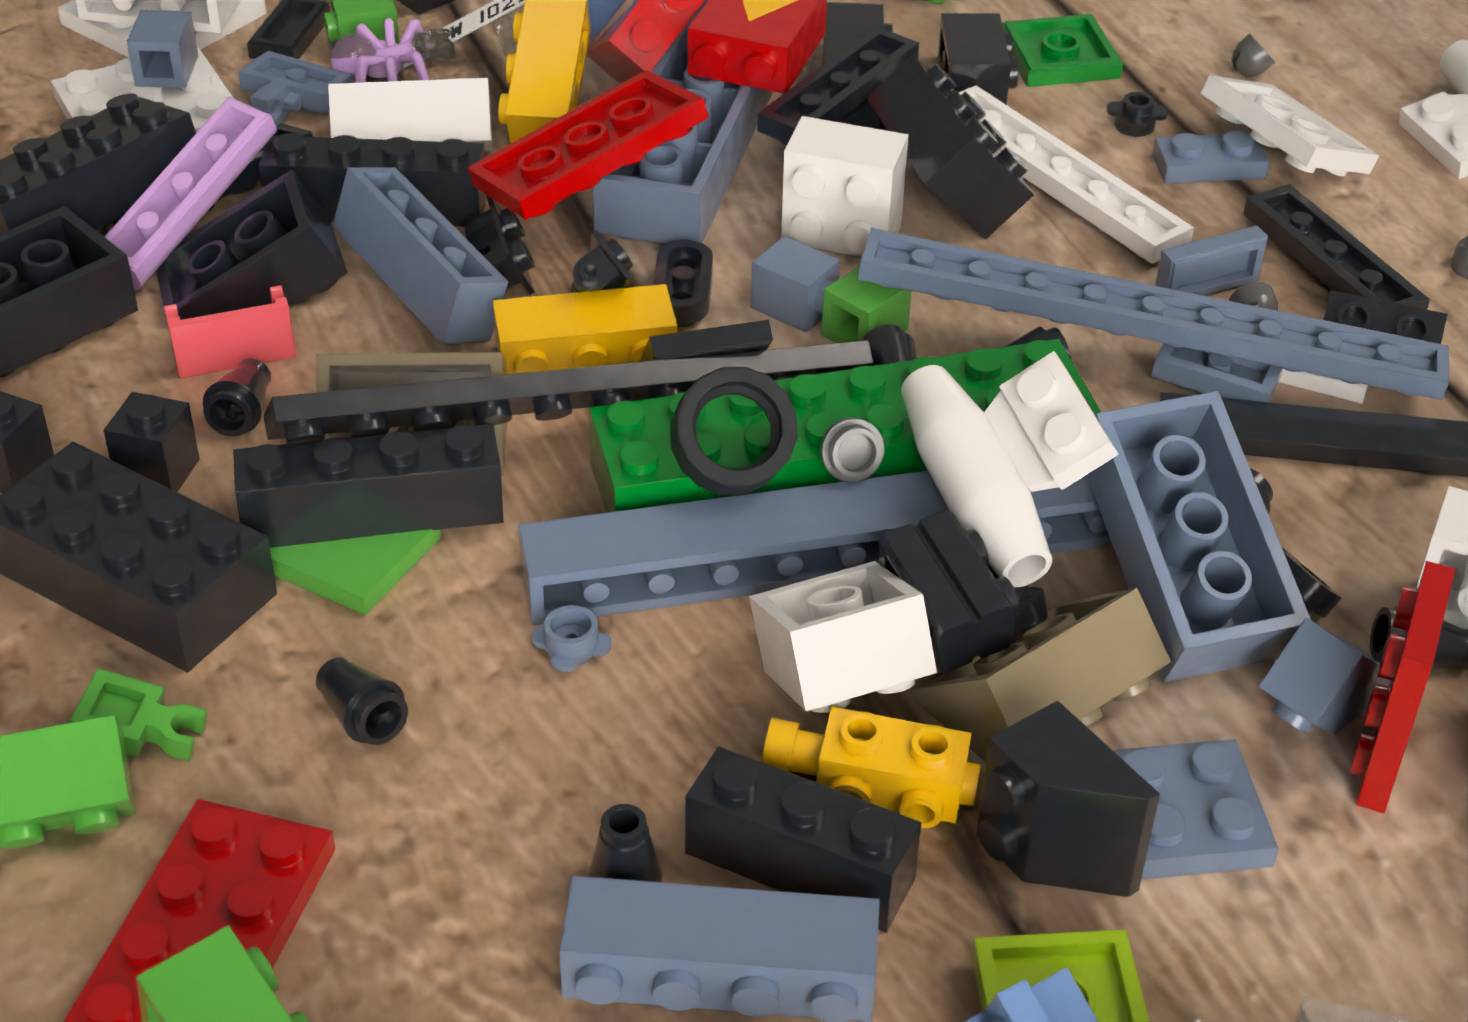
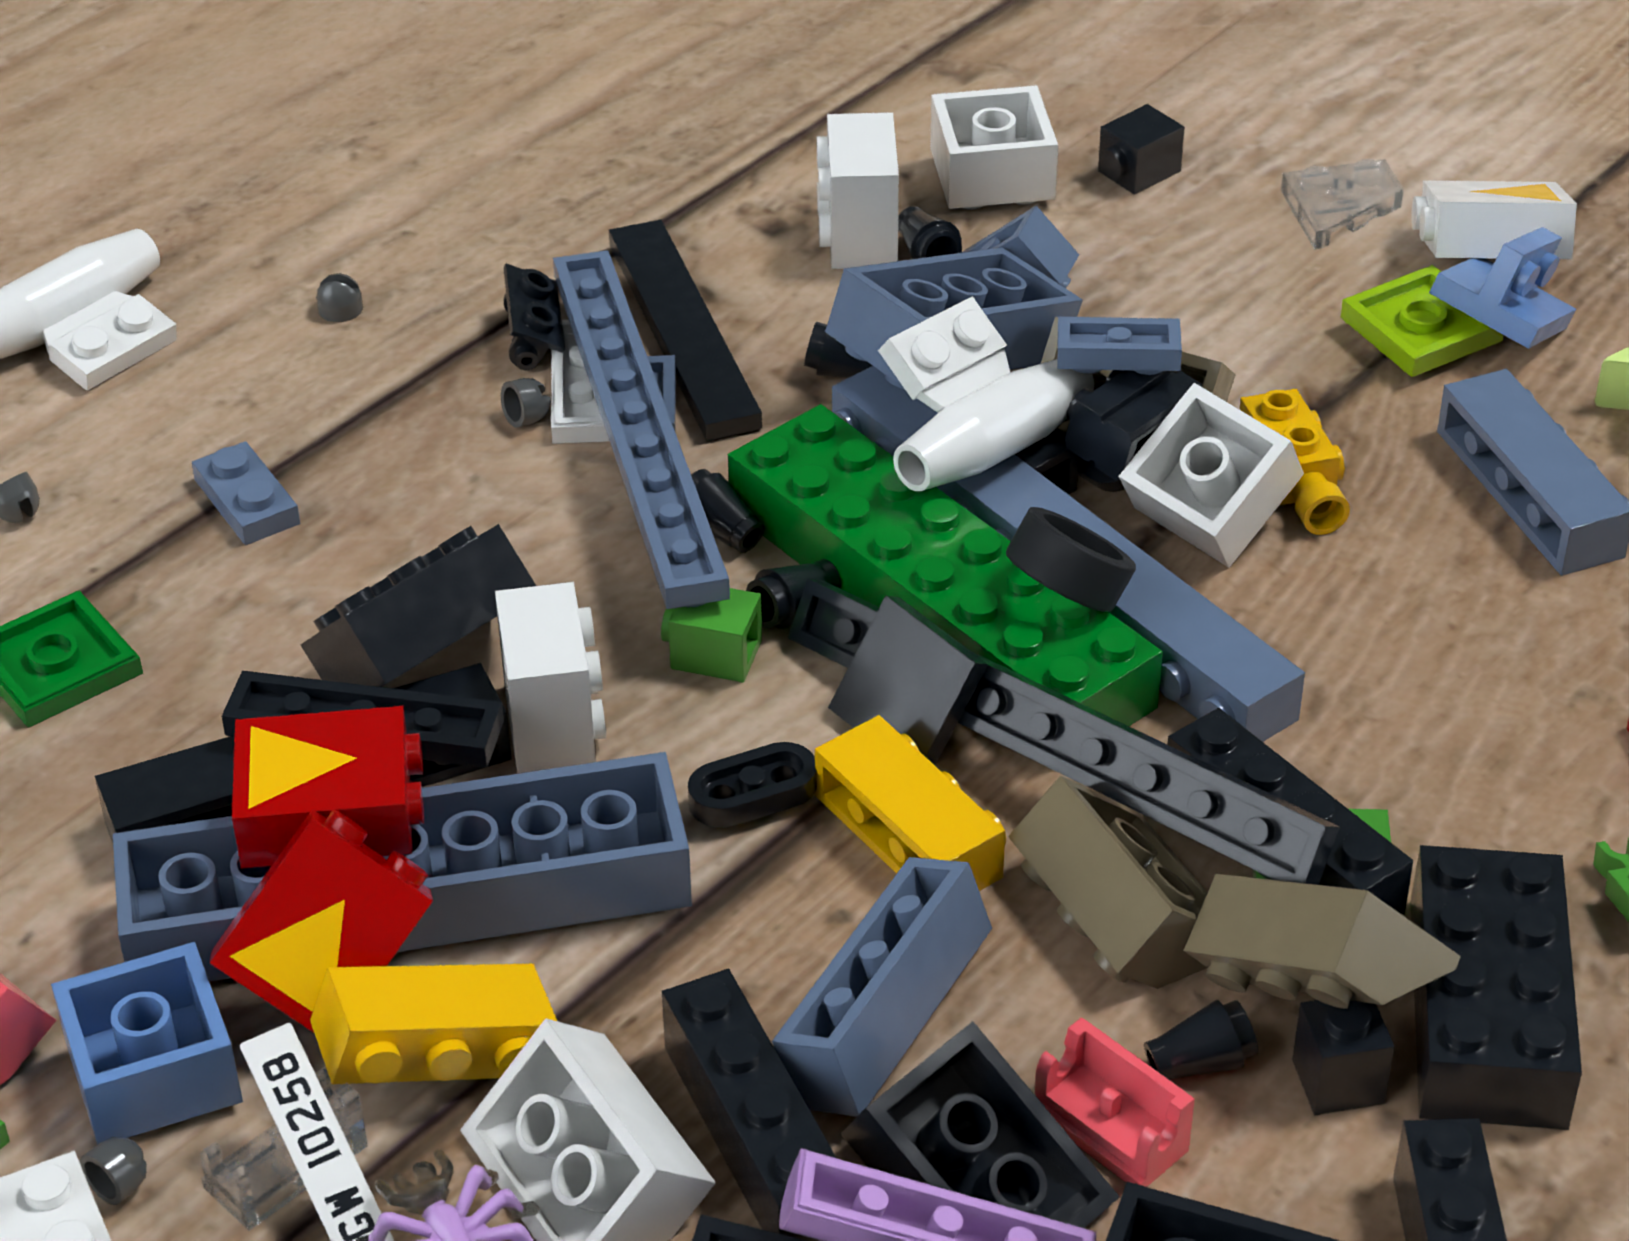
camera: 115 degrees left, 0 degrees up
(188, 411) = (1312, 942): none -> dark tan slope
(362, 701) = (1495, 754): black cone -> none
(498, 238) = (769, 968): black hinge -> none
(571, 637) = (1319, 664): sand blue plate -> none
(587, 144) = (654, 850): red plate -> none
(603, 267) = (846, 785): black hinge -> none
(625, 847) = (1512, 534): black cone -> none
(791, 282) = (706, 694): sand blue brick -> none
(799, 834) = (1408, 460): black brick -> none
(851, 449) = (1003, 509): plate -> none
(977, 53) = (148, 698): black brick -> none
(1004, 550) = (1119, 344): none -> sand blue plate
(1065, 806) = (1281, 327): black slope -> none
(1085, 185) = (376, 547): white plate -> none
(1136, 114) = (185, 559): black plate -> none
(1205, 810) = (1210, 313): sand blue plate -> none
(1213, 262) = (482, 433): sand blue tile -> none
(1287, 124) = (185, 428): white plate -> none
(1328, 248) = (402, 371): black plate -> none
(1407, 665) = (1060, 166): red plate -> none

